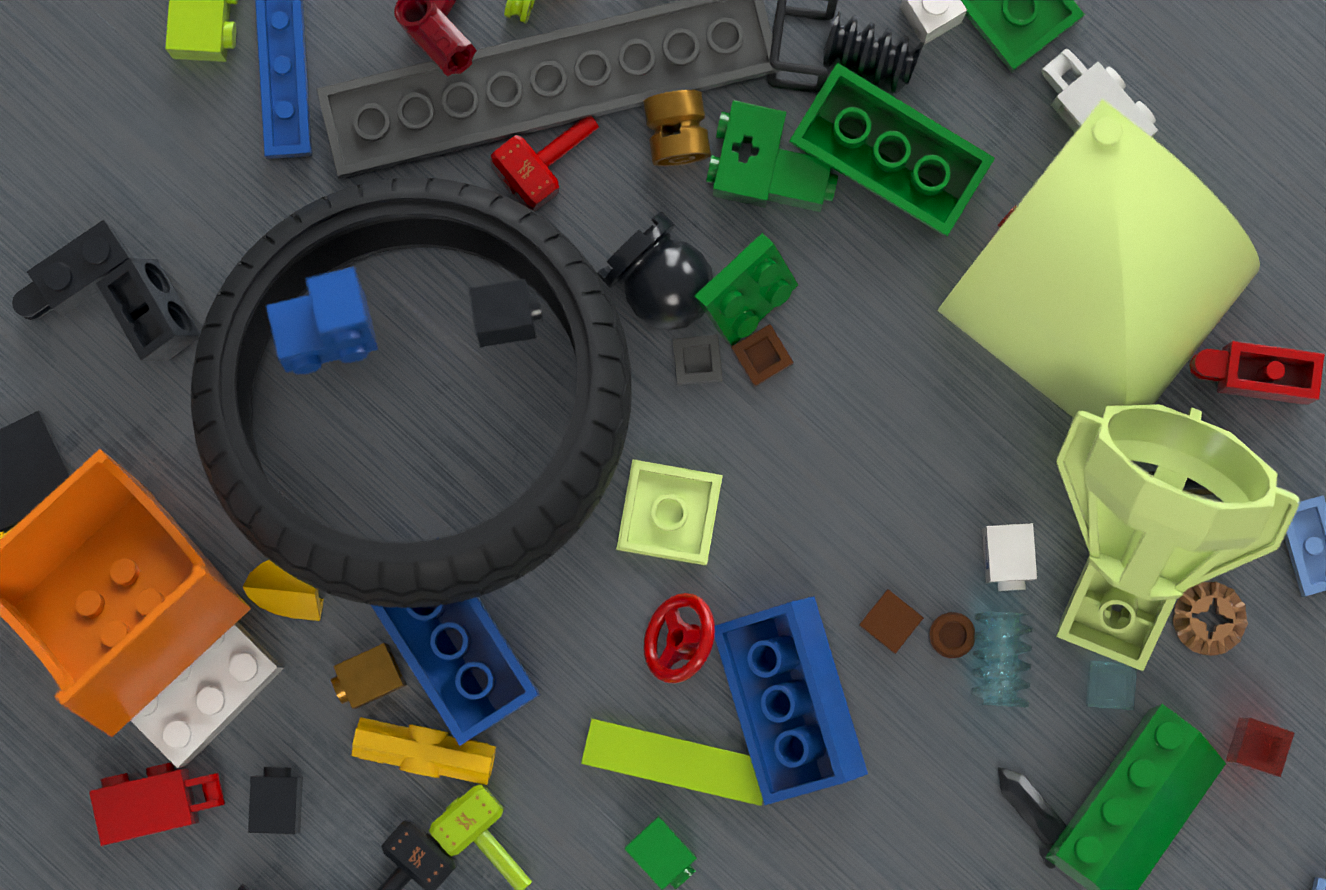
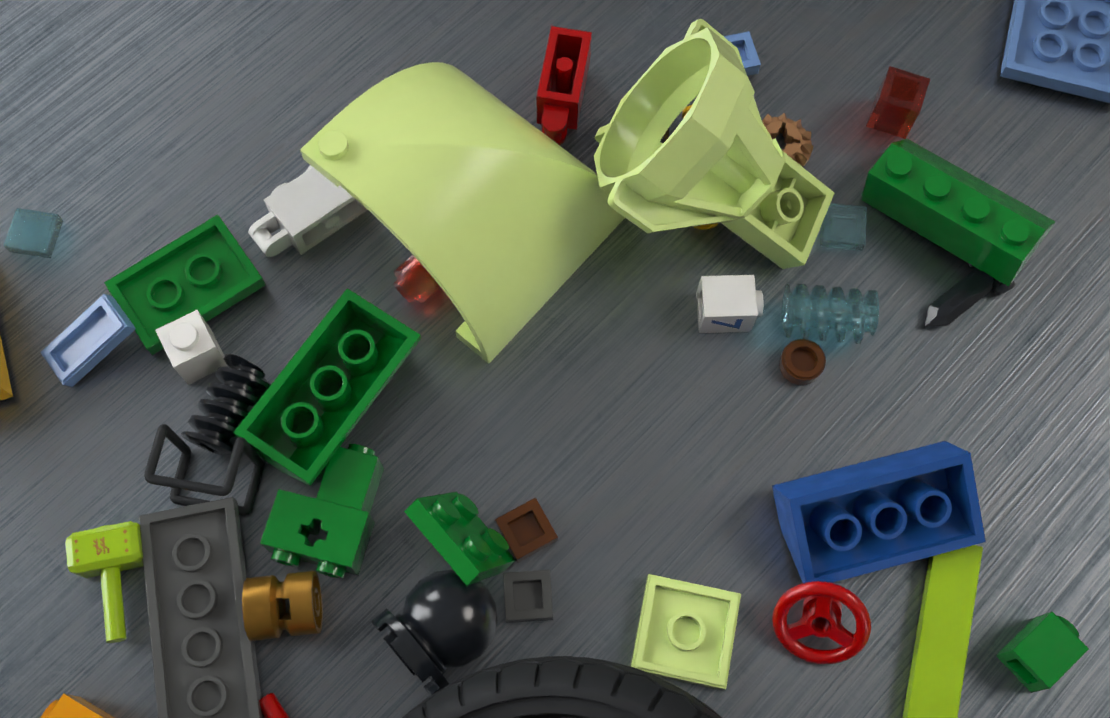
camera: 90 degrees left, 15 degrees down
(891, 621) = (791, 416): reddish brown tile -> none

